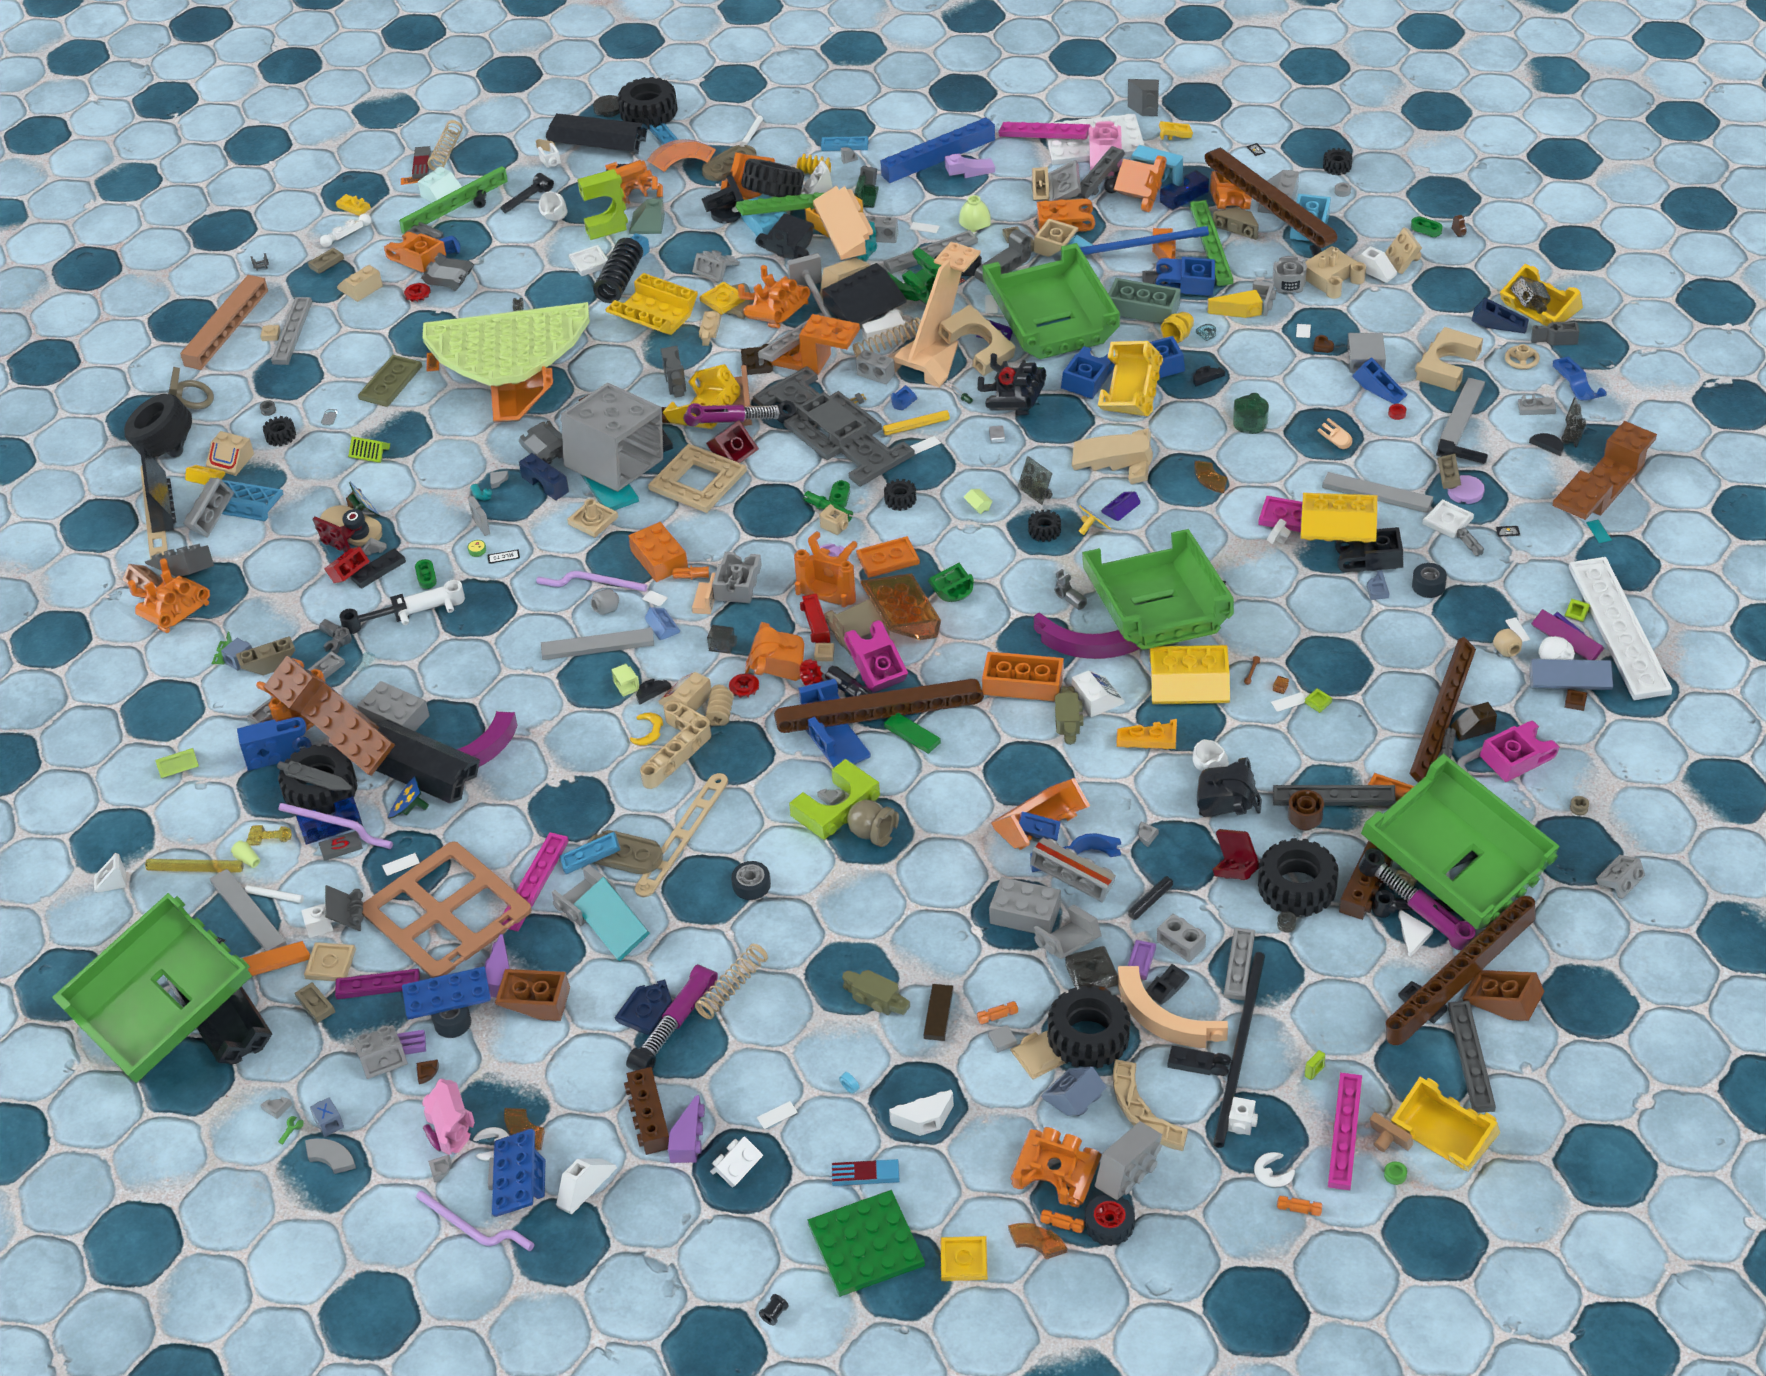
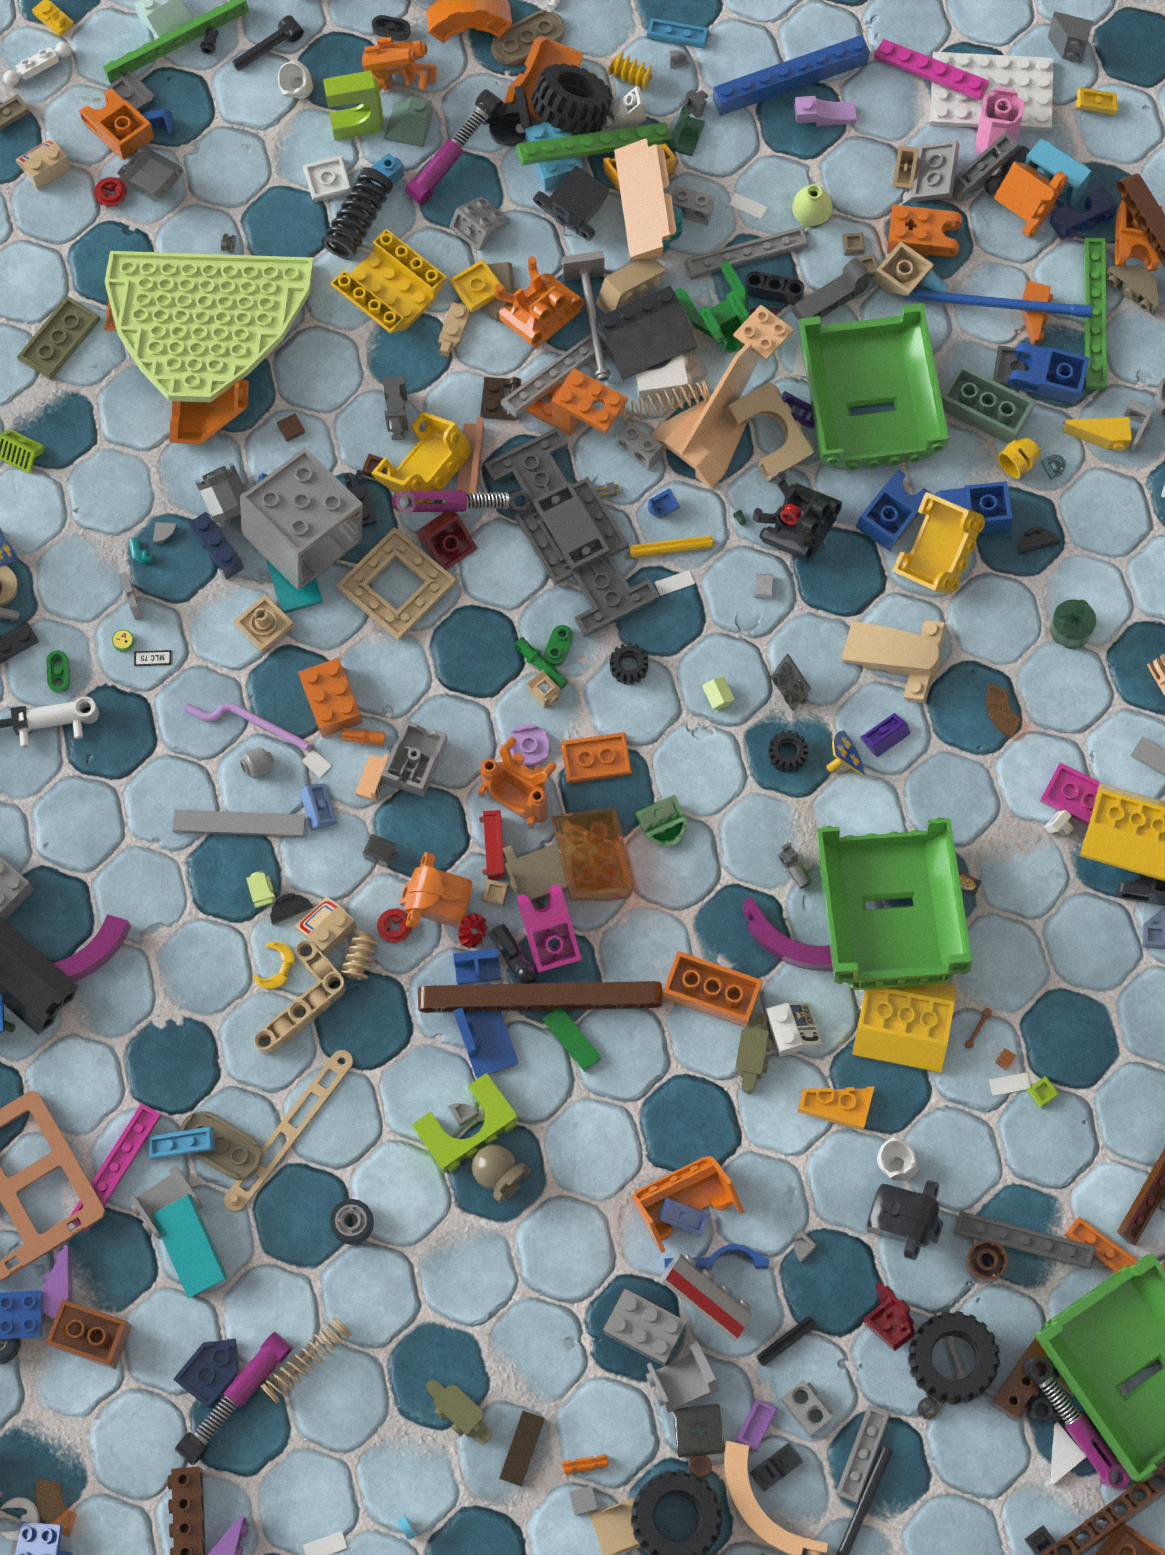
camera: 10 degrees right, 25 degrees up
(666, 251) = (422, 187): none -> piece

